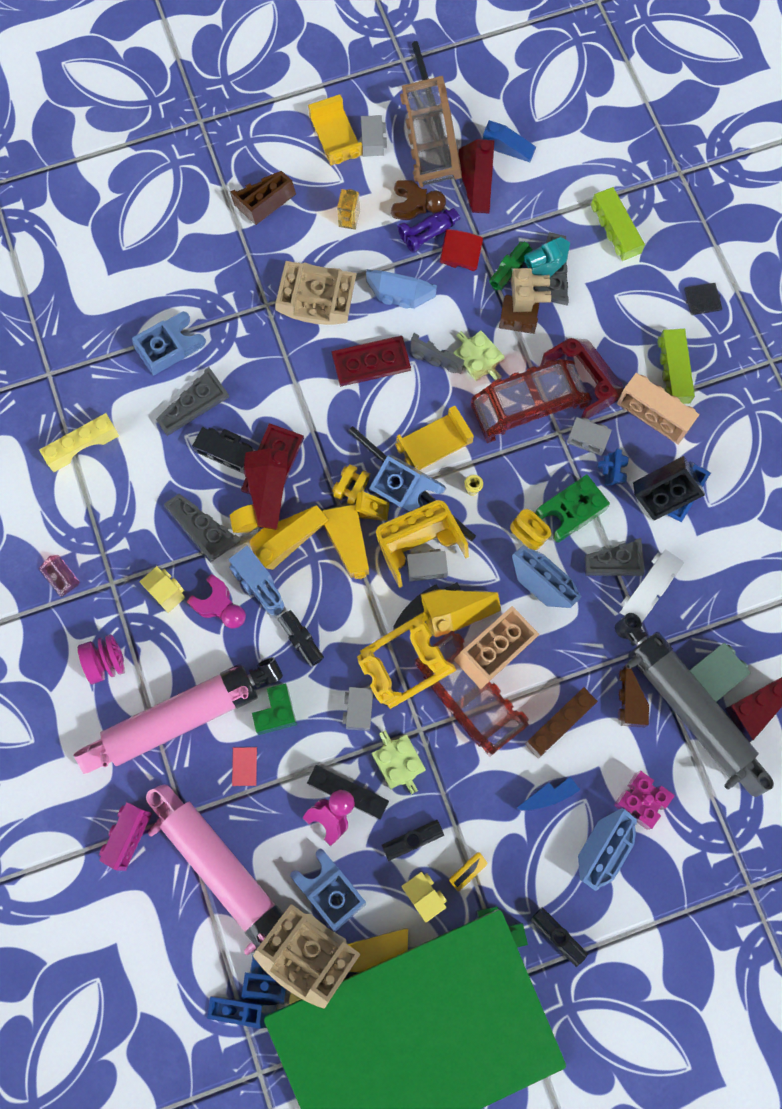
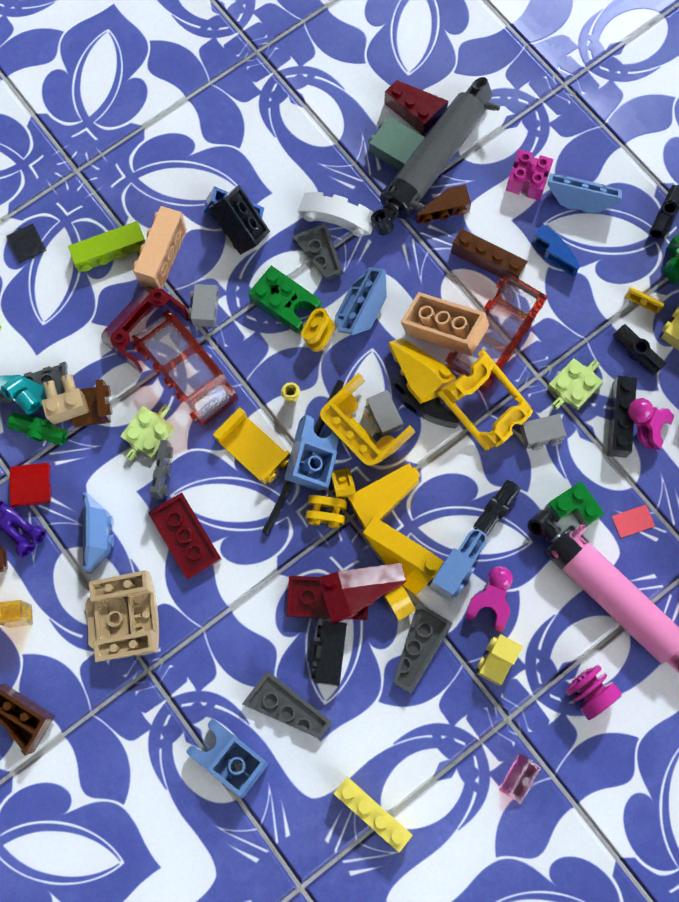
camera: 105 degrees left, 0 degrees up
(611, 467) = (231, 275): blue hips -> none

